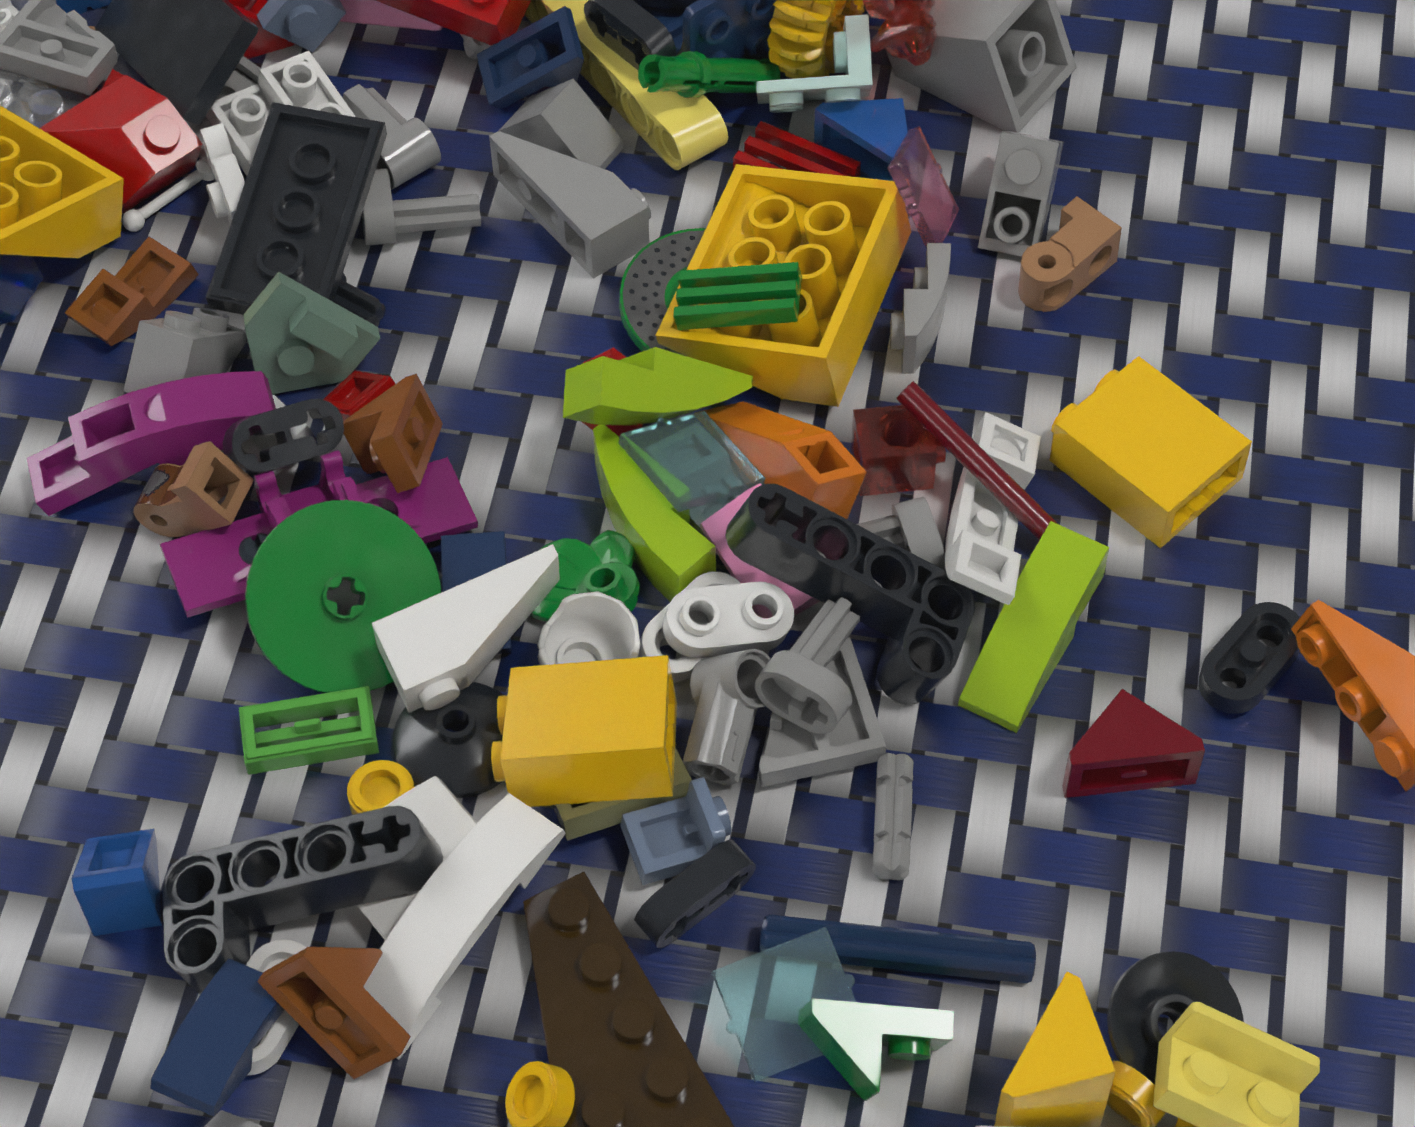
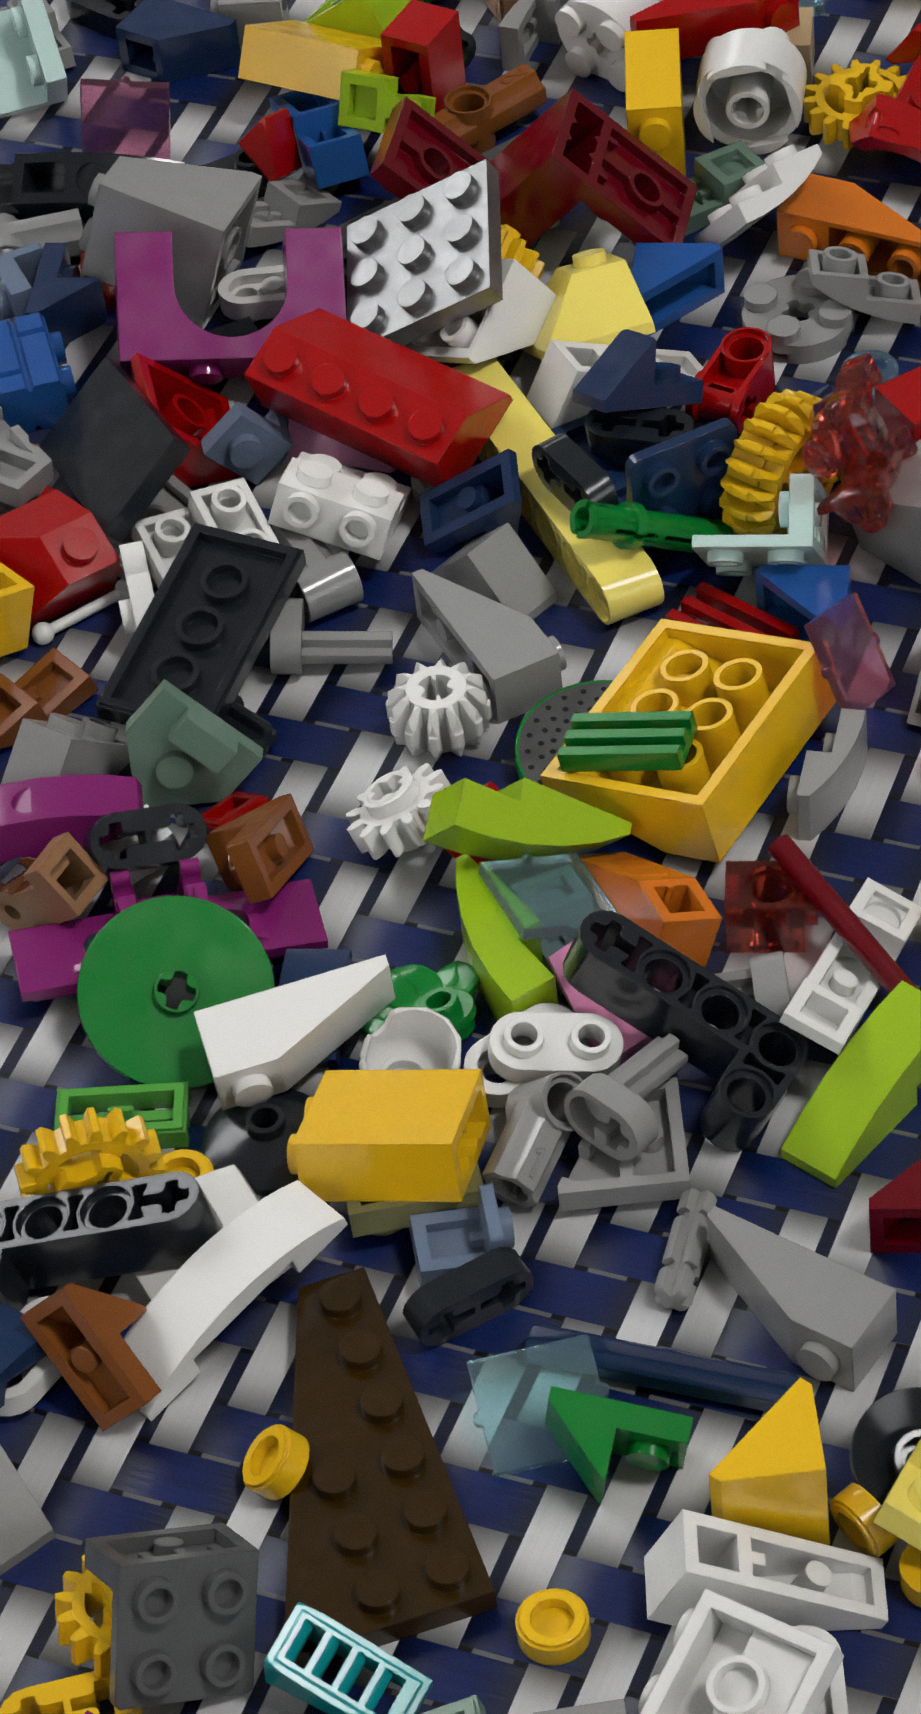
camera: 15 degrees right, 10 degrees down
(295, 793) = (88, 1153): none -> yellow gear
(404, 70) = (339, 504): none -> white plate
(523, 381) = (395, 811): none -> white gear
(538, 271) = (438, 709): none -> white gear
(1027, 866) = (812, 1306): none -> light grey slope

